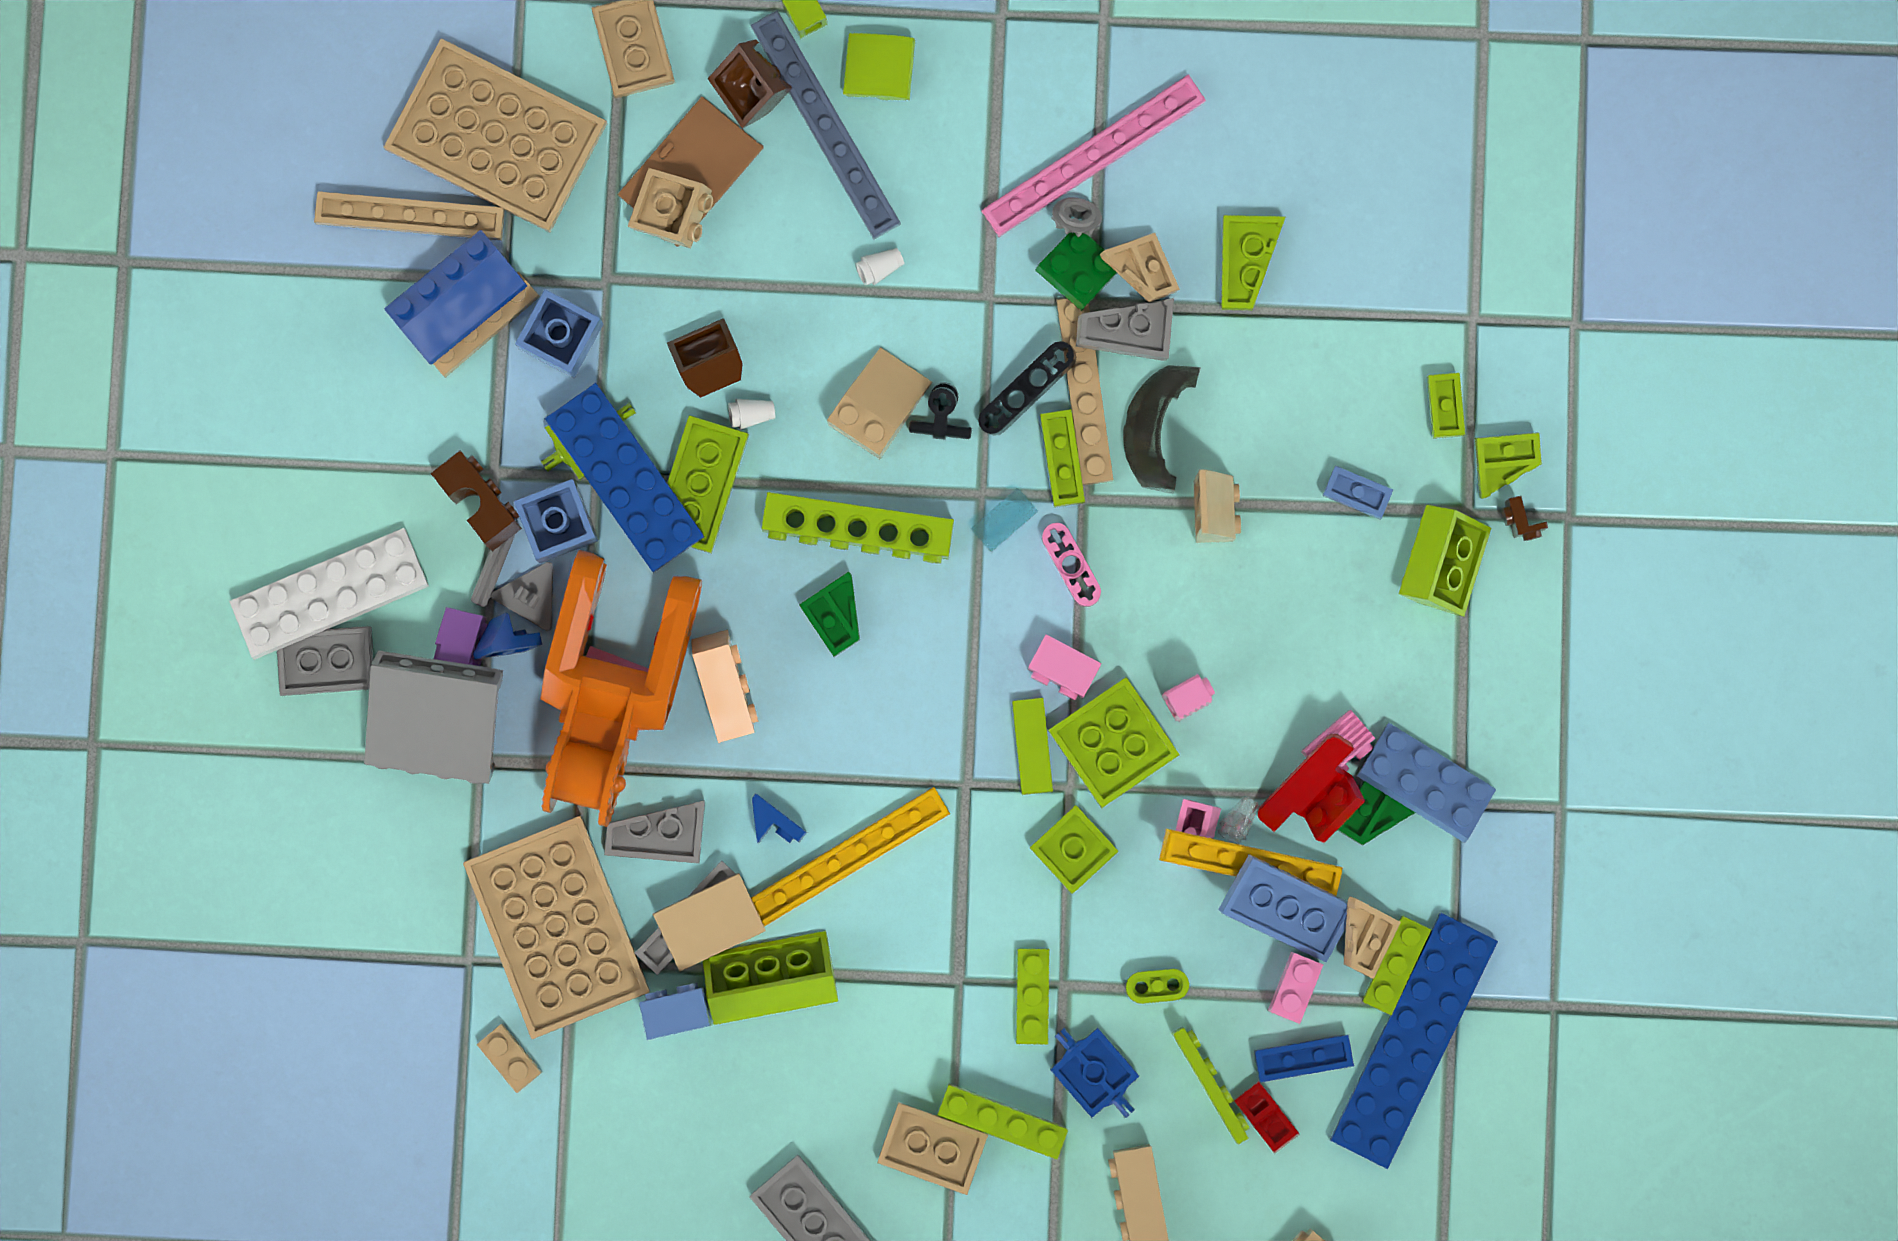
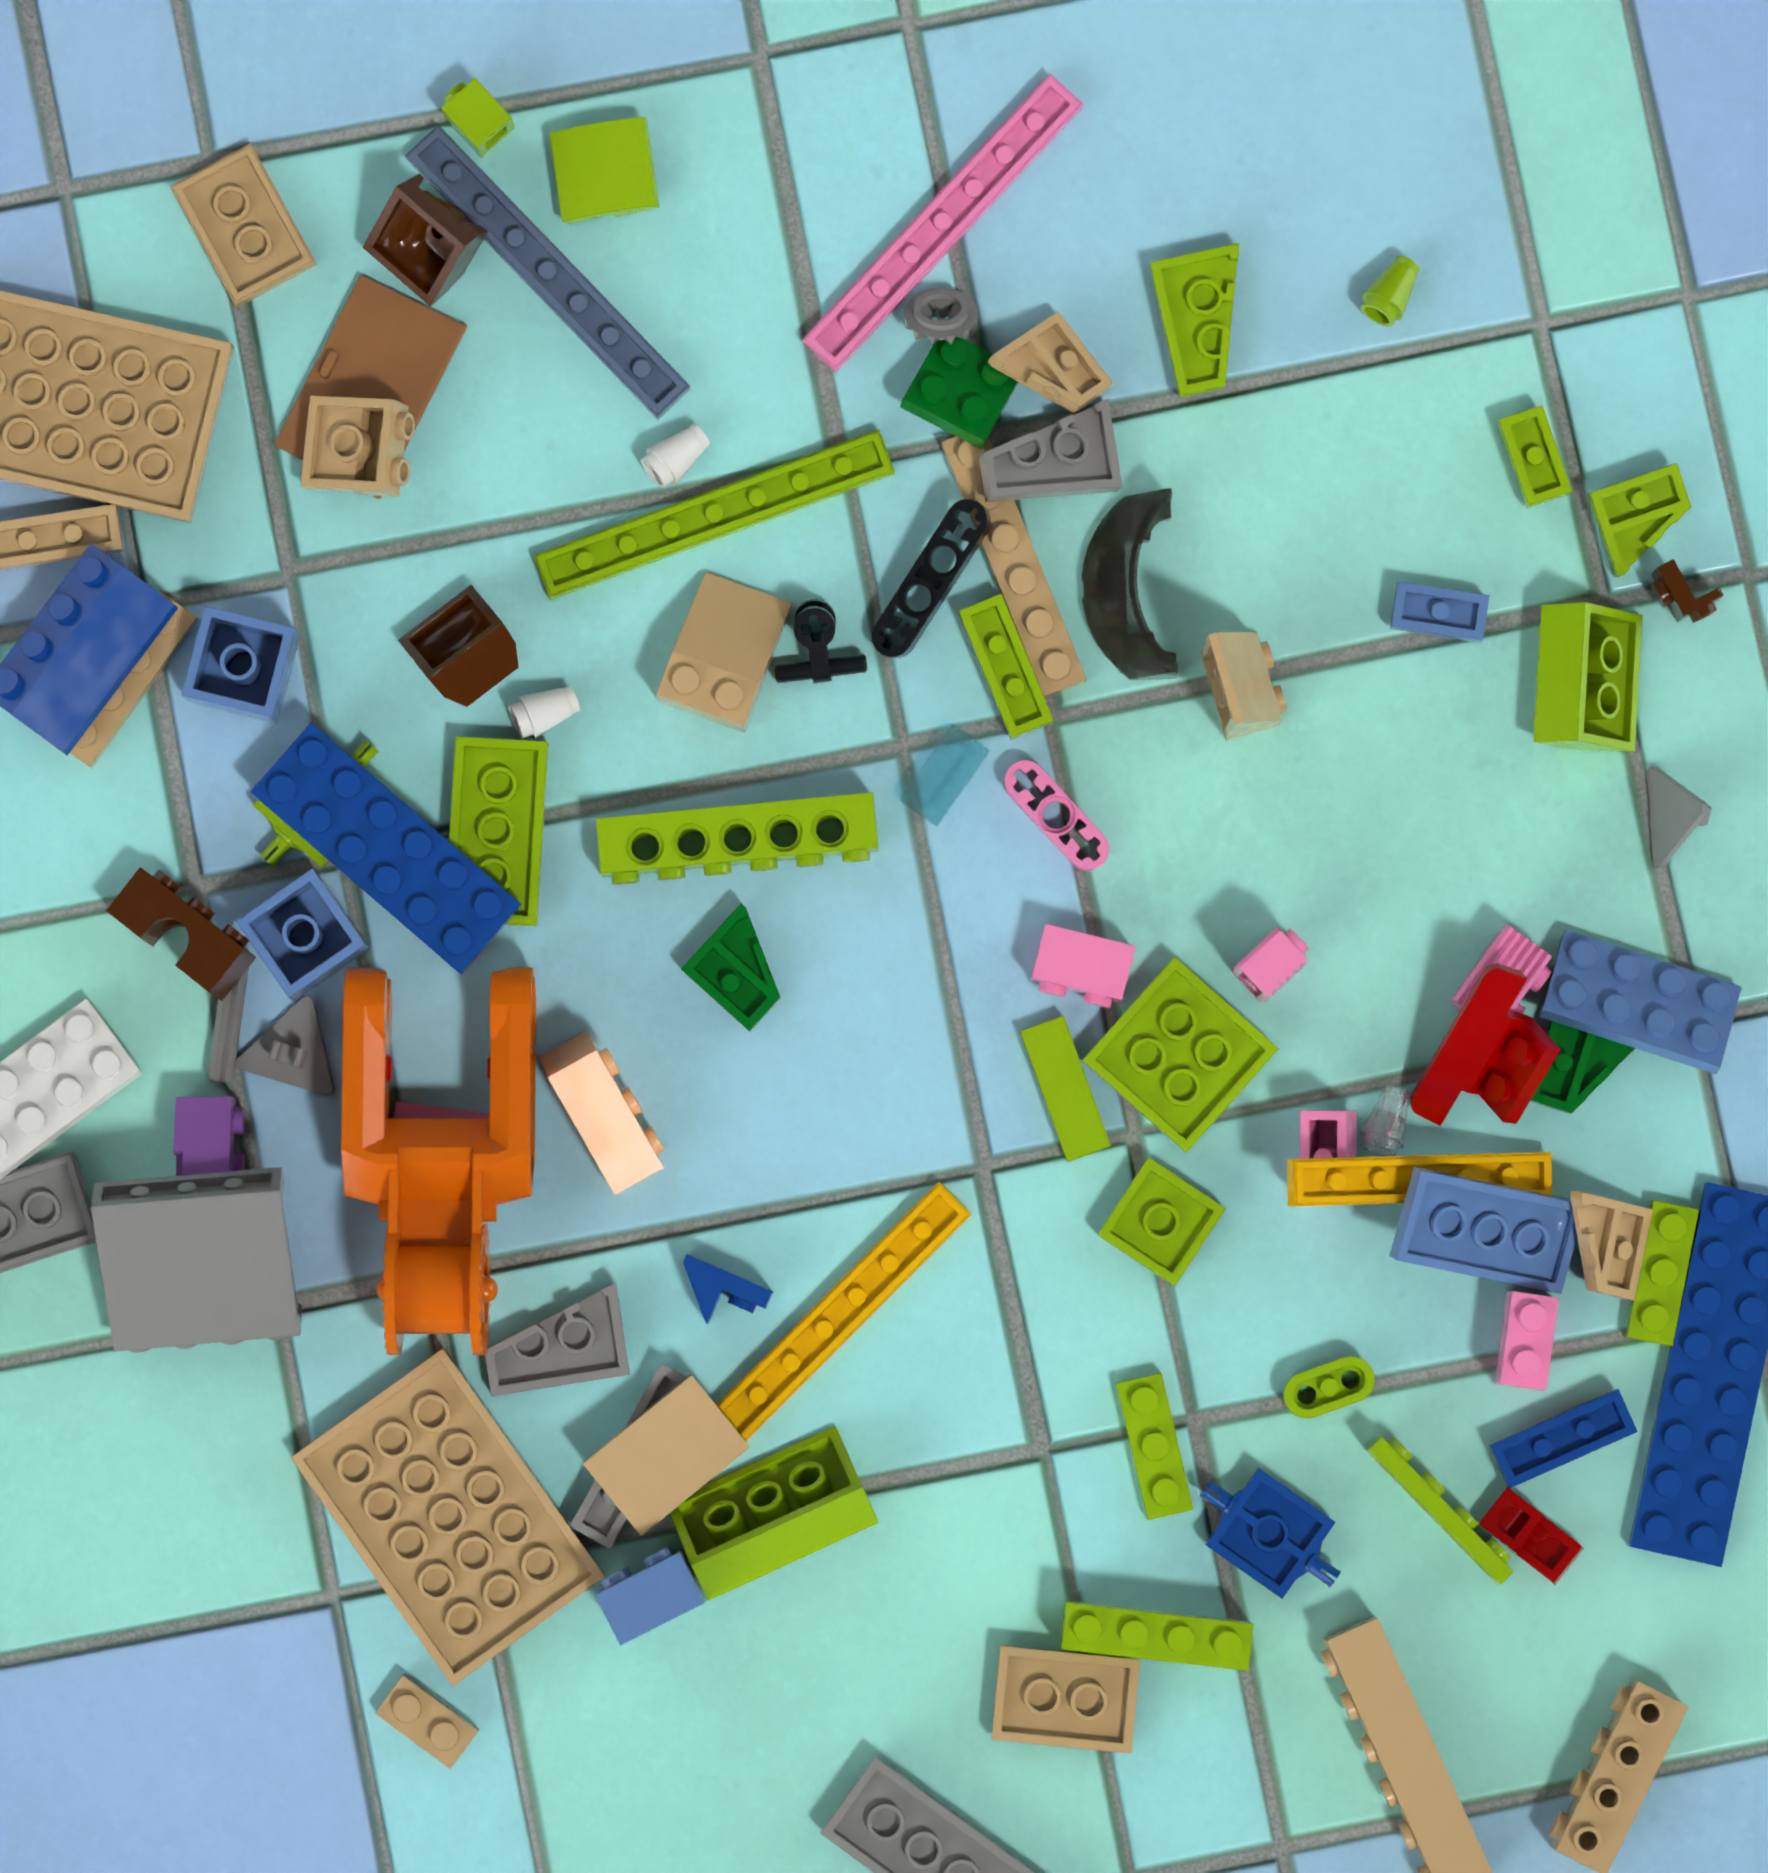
camera: 15 degrees left, 0 degrees up
(501, 640) = (266, 1124): blue slope -> none
(895, 311) = (714, 514): none -> lime tile
(1377, 274) = (1390, 292): none -> lime cone
(1478, 664) = (1672, 814): none -> light grey piece

